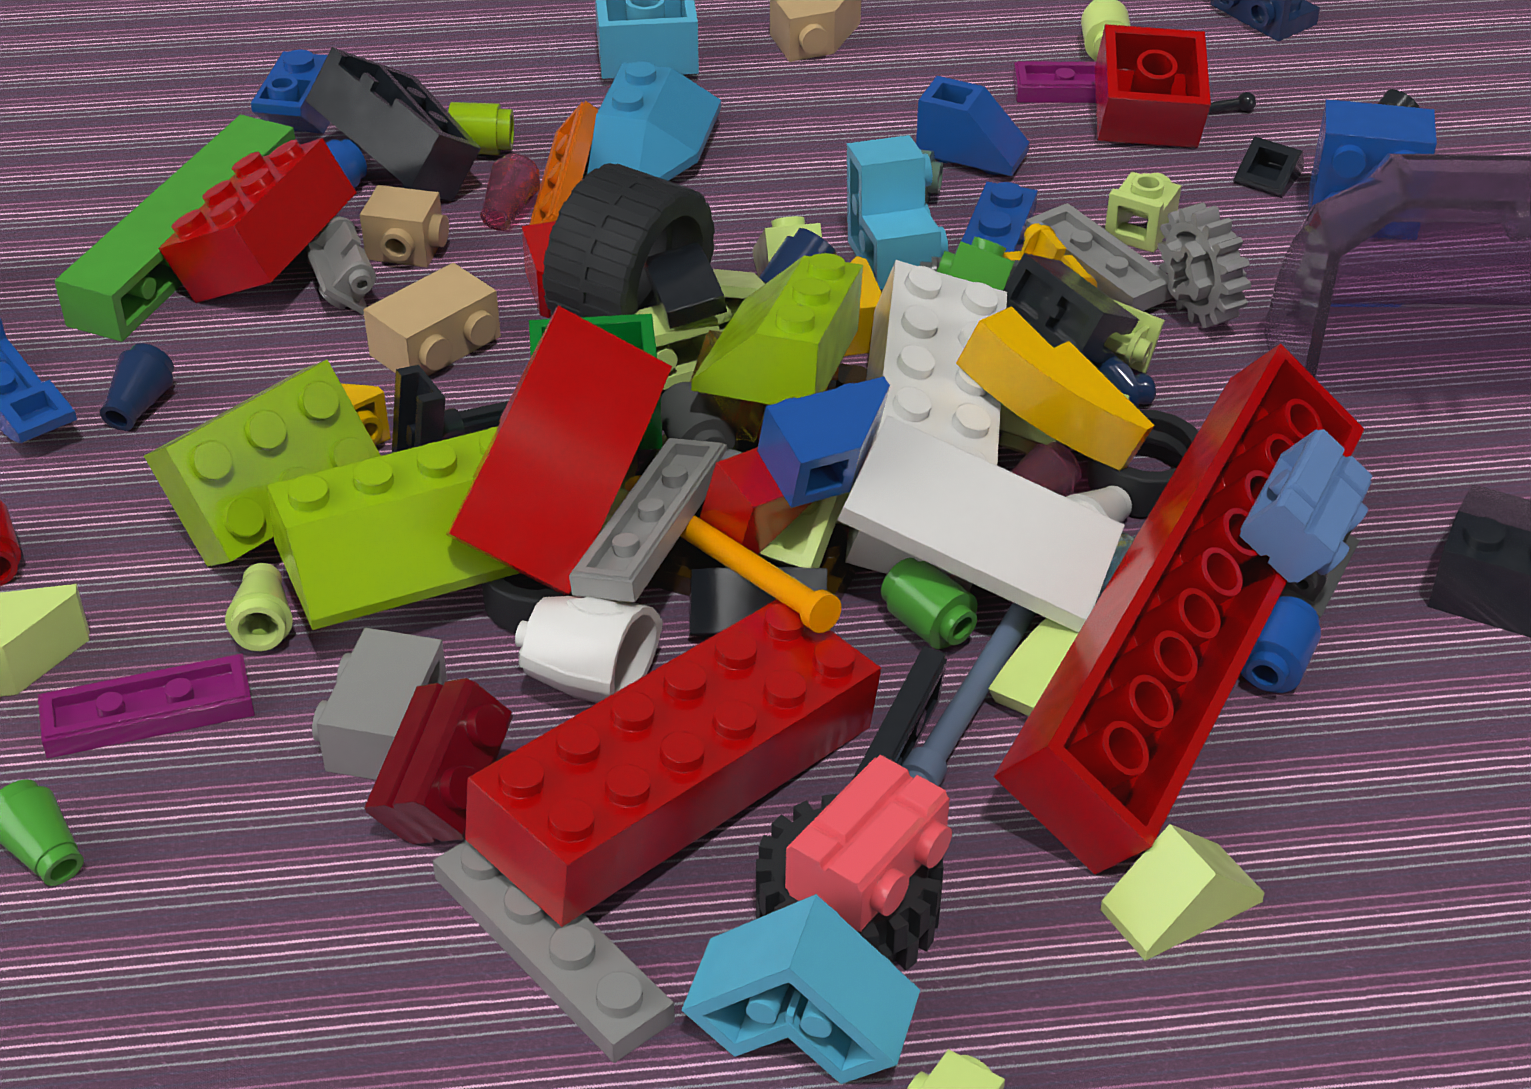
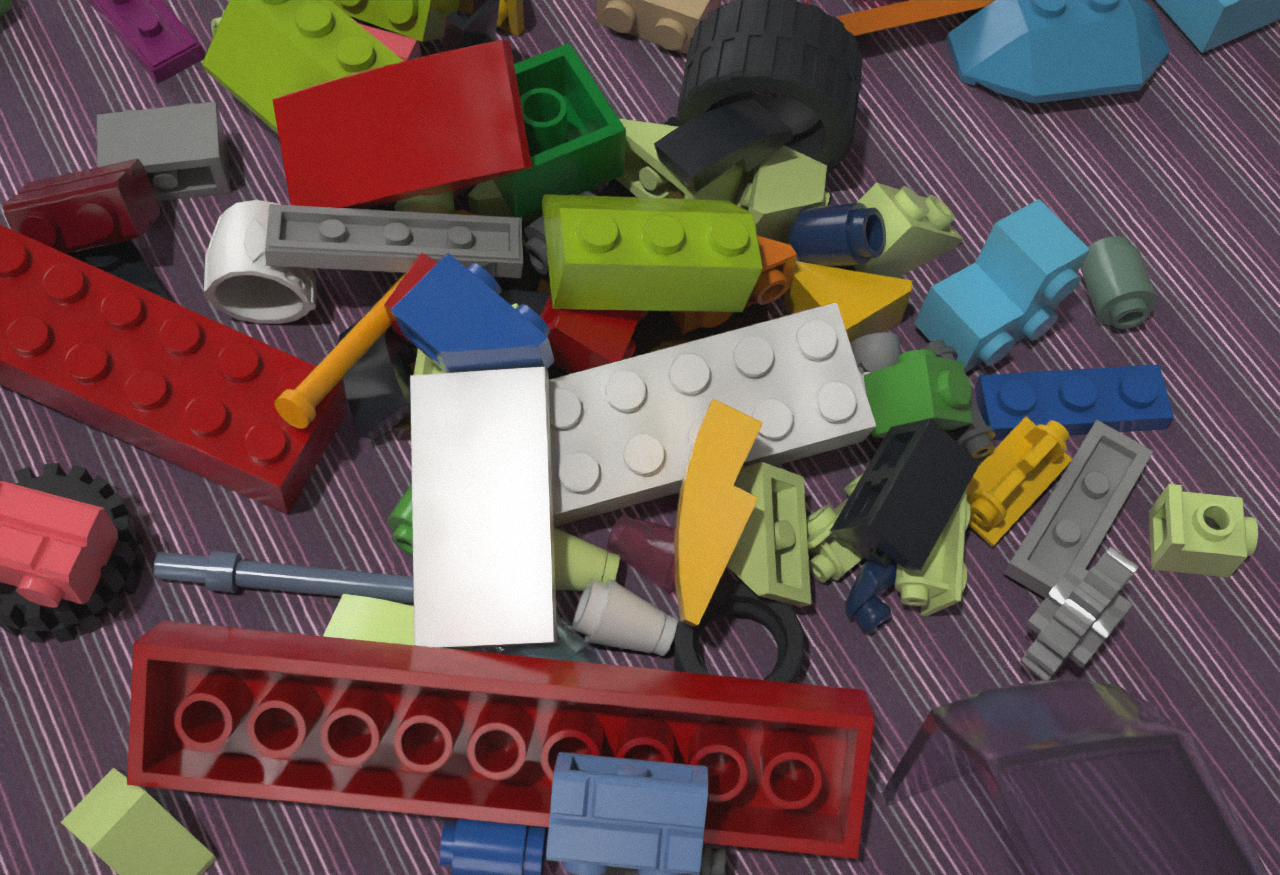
camera: 65 degrees right, 20 degrees up
(910, 710) = (238, 532): black tile -> none
(968, 128) = (1231, 315): blue slope -> none

